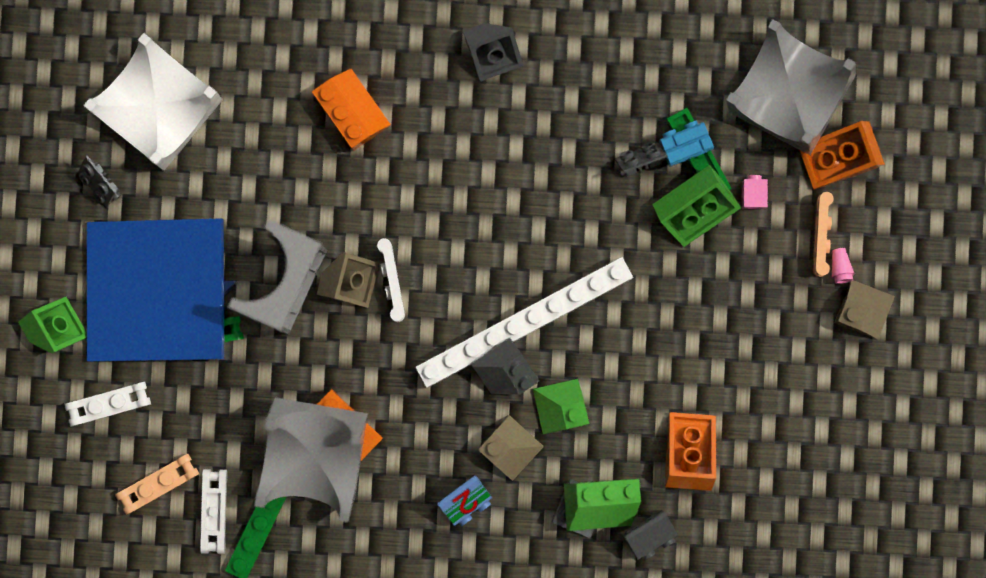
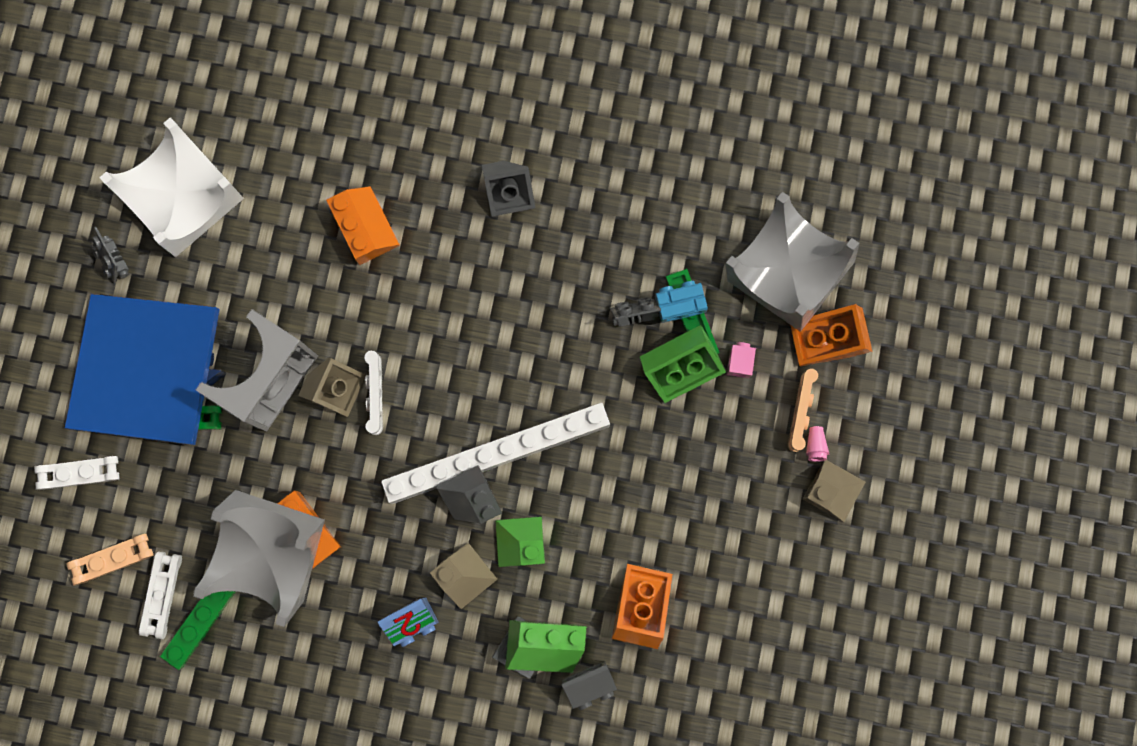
camera: 10 degrees right, 5 degrees down
(53, 326) = (38, 388): bright green slope -> none

